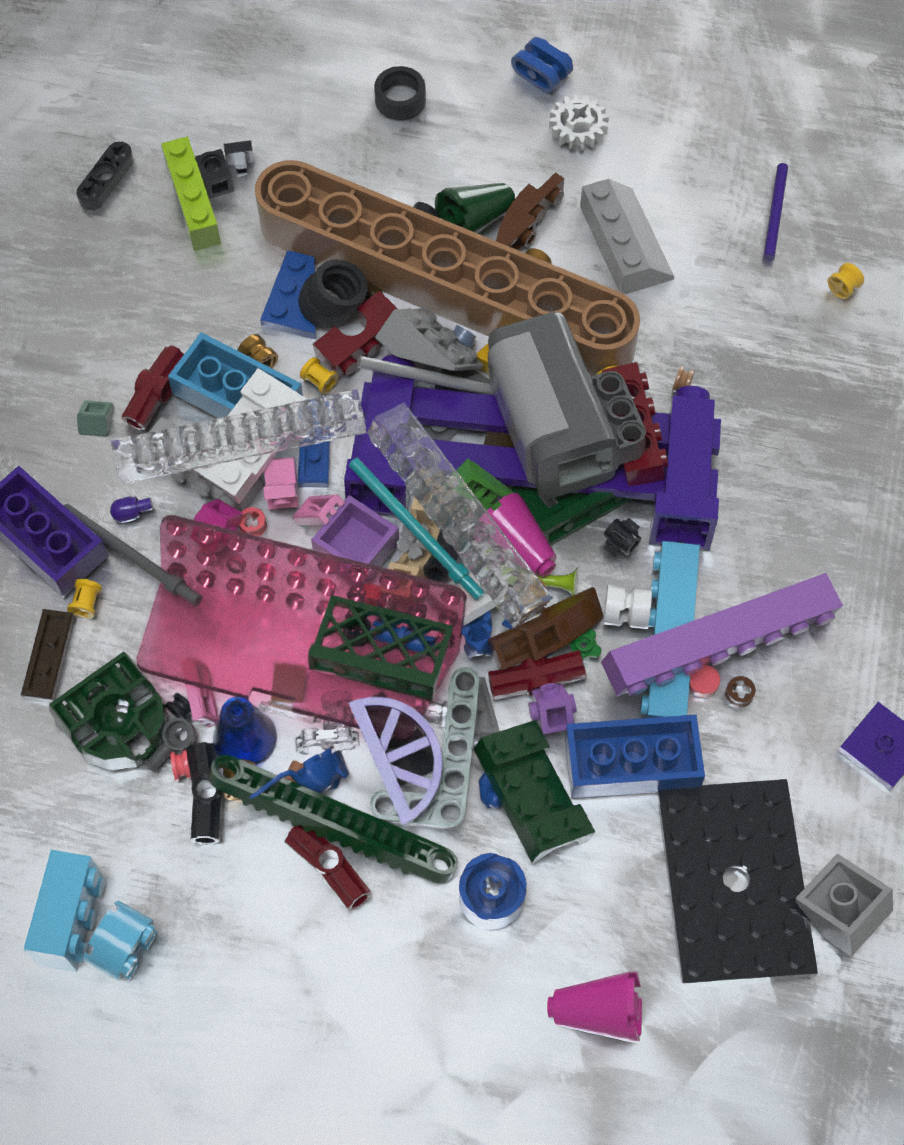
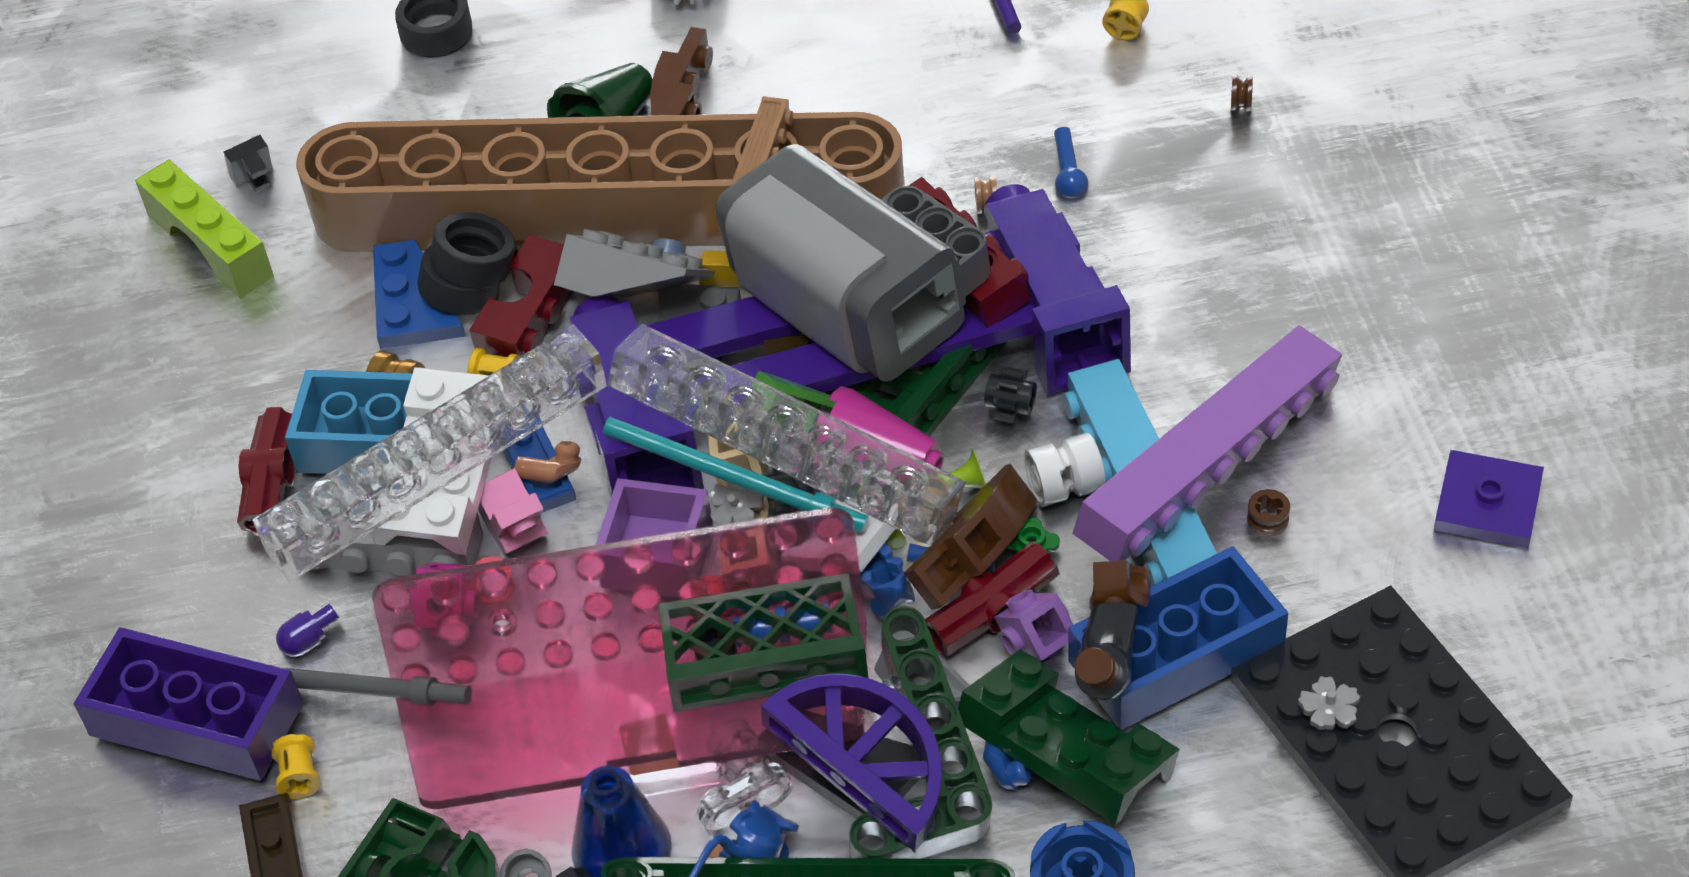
camera: 20 degrees left, 15 degrees down
(94, 418) = (197, 544): sand green slope -> none
(105, 187) = (73, 270): black beam -> none
(179, 707) = (508, 839): black bush -> none
(202, 705) = (538, 824): bright pink tile -> none
(215, 173) = (230, 189): black brick -> none
(320, 508) = (581, 518): bright pink tile -> none
(321, 464) = (552, 469): none -> nougat arm
(424, 375) = (644, 302): light grey bar -> none
(548, 293) = (765, 135): none -> medium nougat piece
(579, 751) = (1106, 648): none -> piece
(624, 236) = (811, 66): light grey slope -> none
(701, 844) = (1329, 705): none -> light grey plant
(704, 682) = (1218, 518): coral tile -> none
(745, 392) = (1070, 181): none -> blue bar
(846, 904) = (1559, 693): light grey slope -> none
(889, 375) = (1241, 93): none -> reddish brown bush

